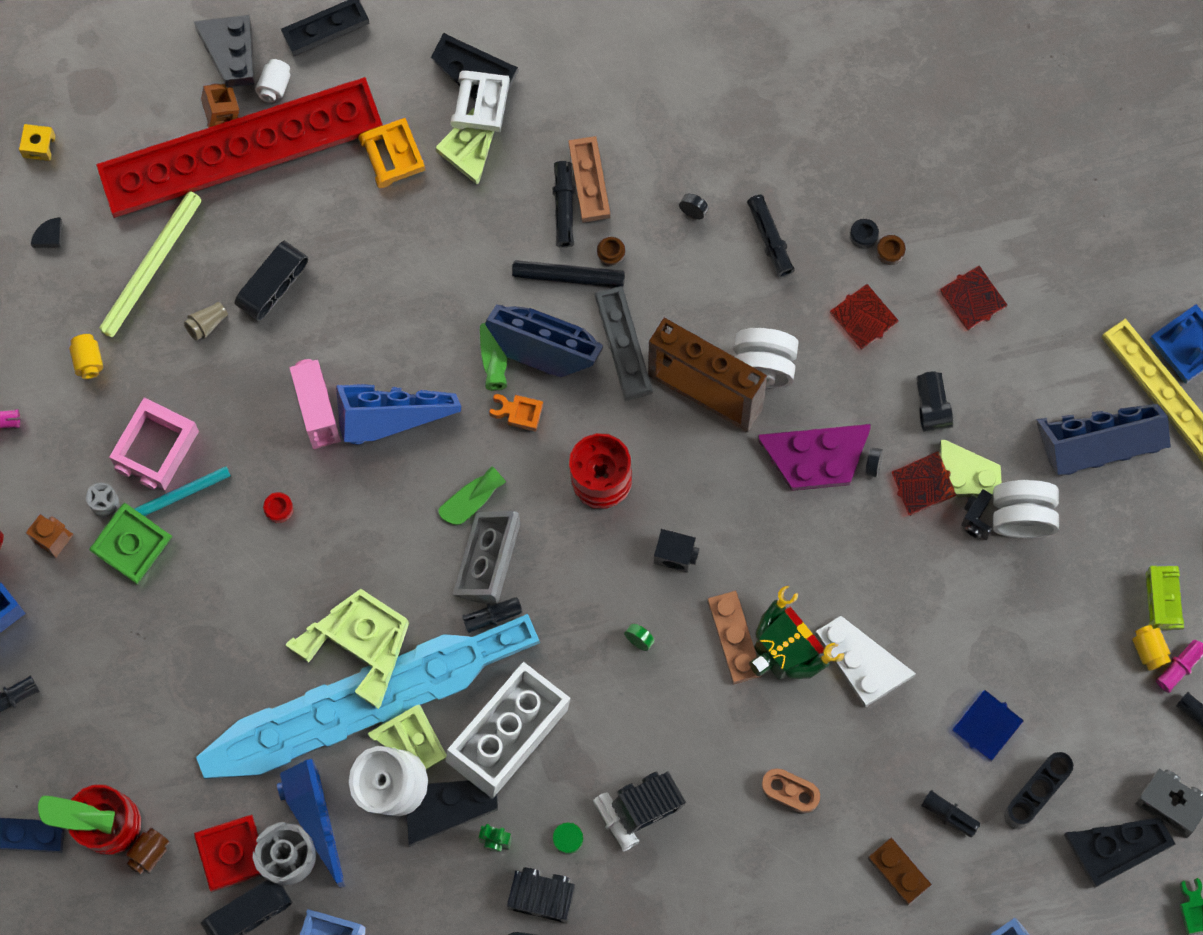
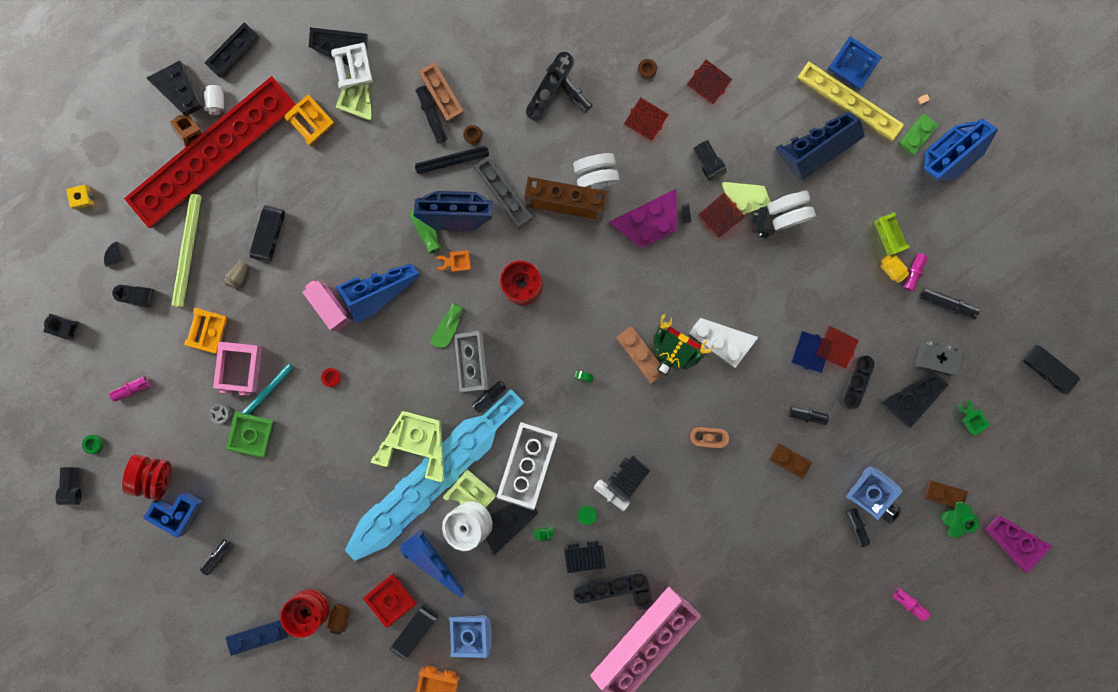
camera: 20 degrees left, 15 degrees up
(49, 534) = (197, 448): dark orange brick -> none
(56, 298) = (135, 295): none -> black piece
(74, 815) = (286, 622): bright green piece -> none
(86, 356) = (171, 326): yellow brick -> none
(139, 383) = (211, 333): none -> light orange plate
(284, 854) = (422, 593): light grey cylinder -> none
(676, 551) = (586, 315): black brick -> none
(693, 206) = (514, 86): black tile -> none
(740, 219) = (552, 87): none -> black beam
(864, 233) = (626, 64): black tile -> none
(1028, 731) = (837, 347): none -> clear red piece

